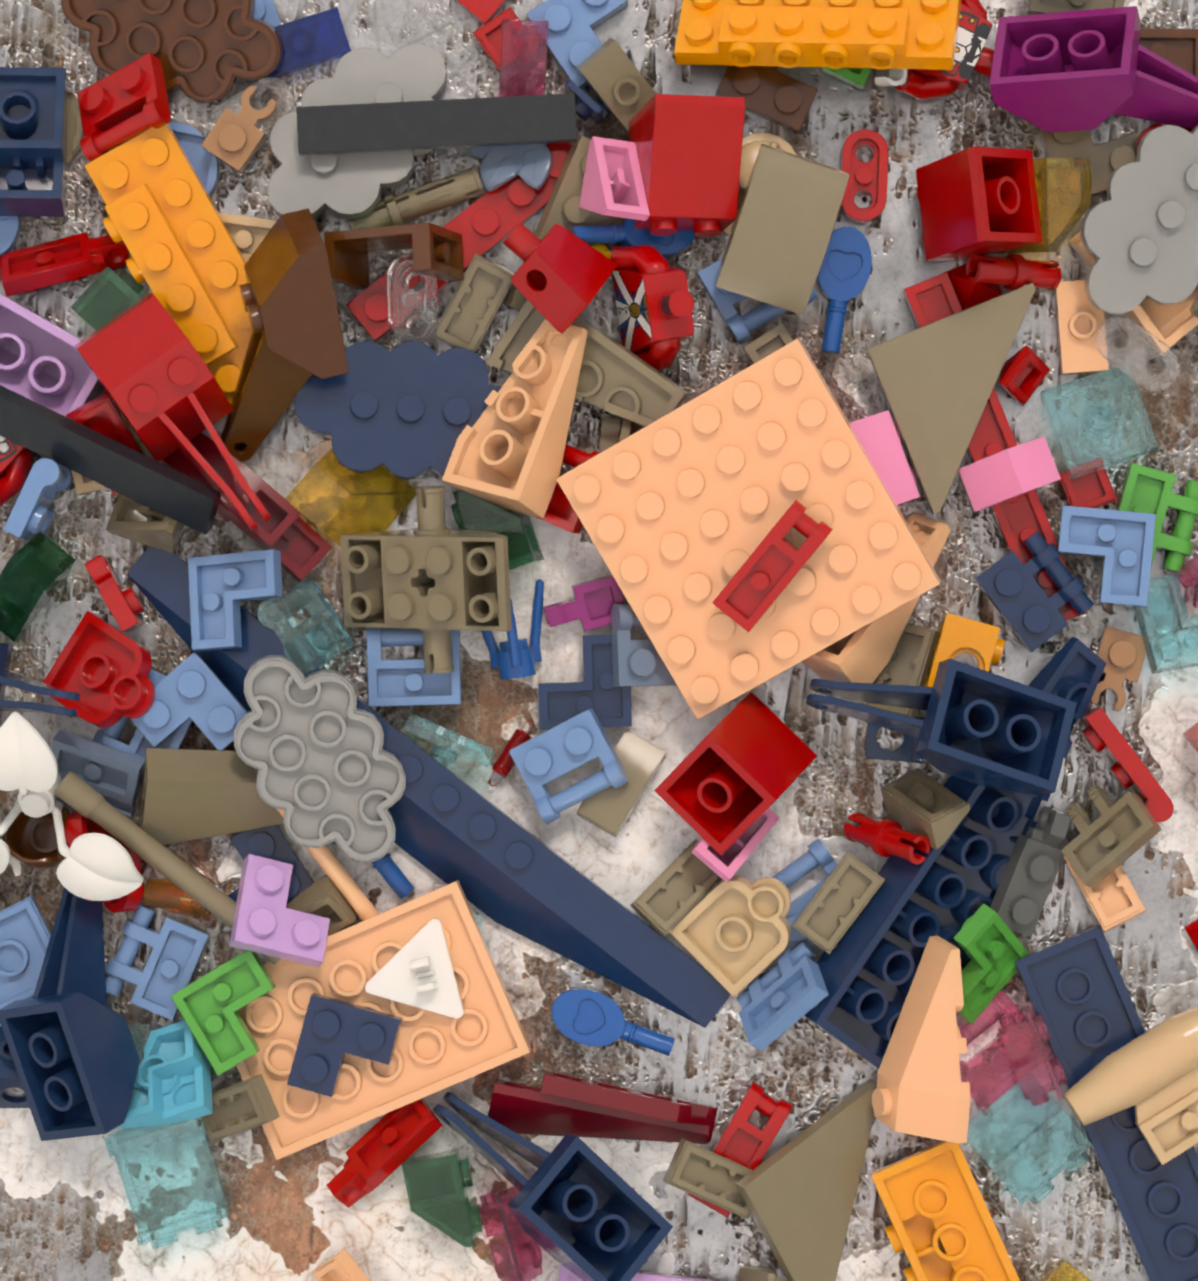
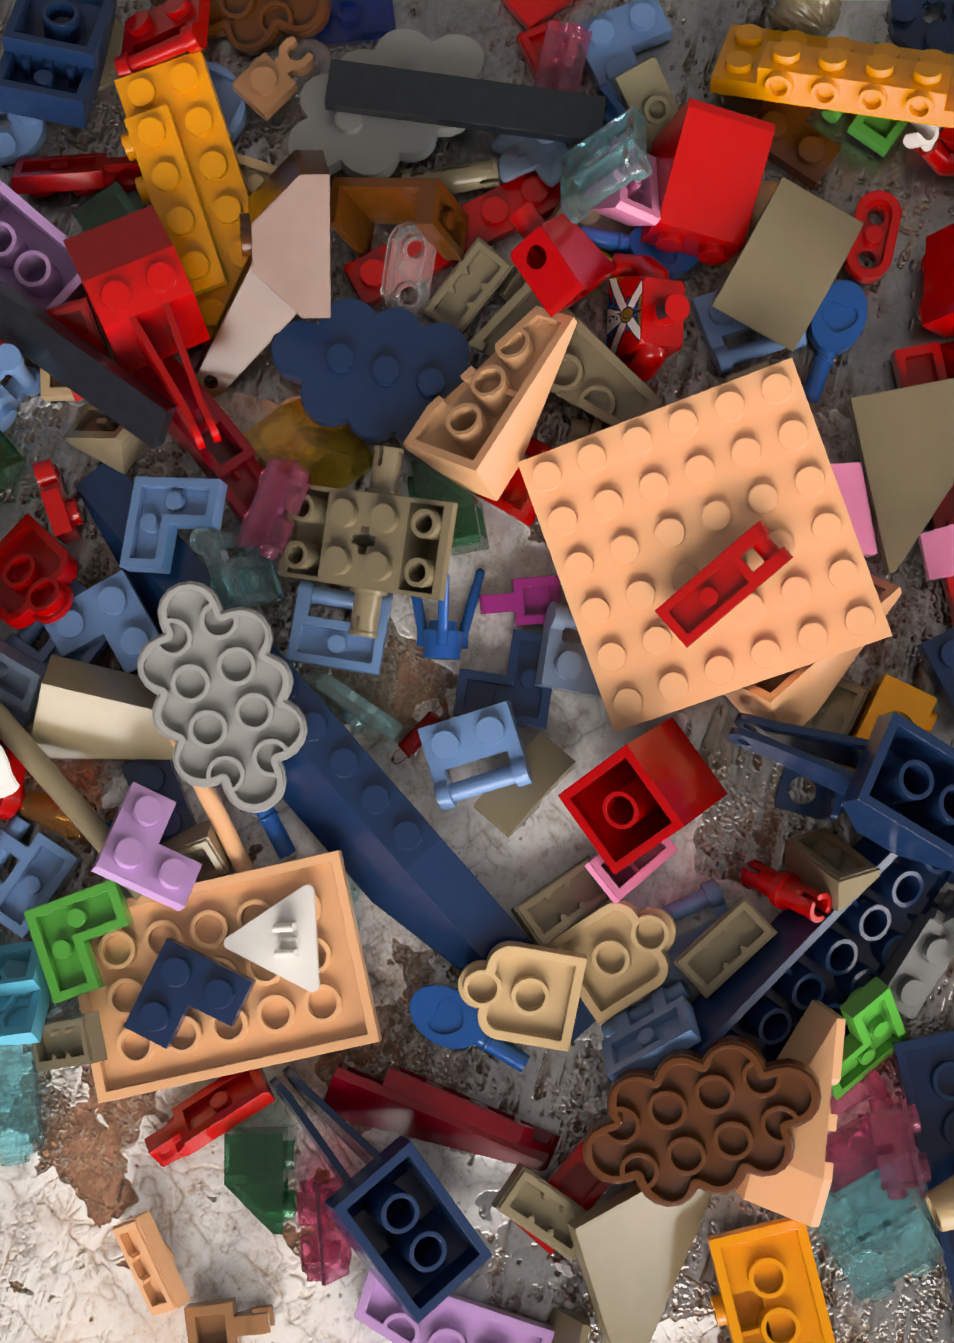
camera: 10 degrees right, 5 degrees down
(333, 545) = (280, 487): none -> clear pink hinge
(577, 161) = (604, 164): none -> clear light blue plate
(659, 981) = (525, 993): none -> tan plate
(841, 1067) = (702, 1121): none -> reddish brown plate

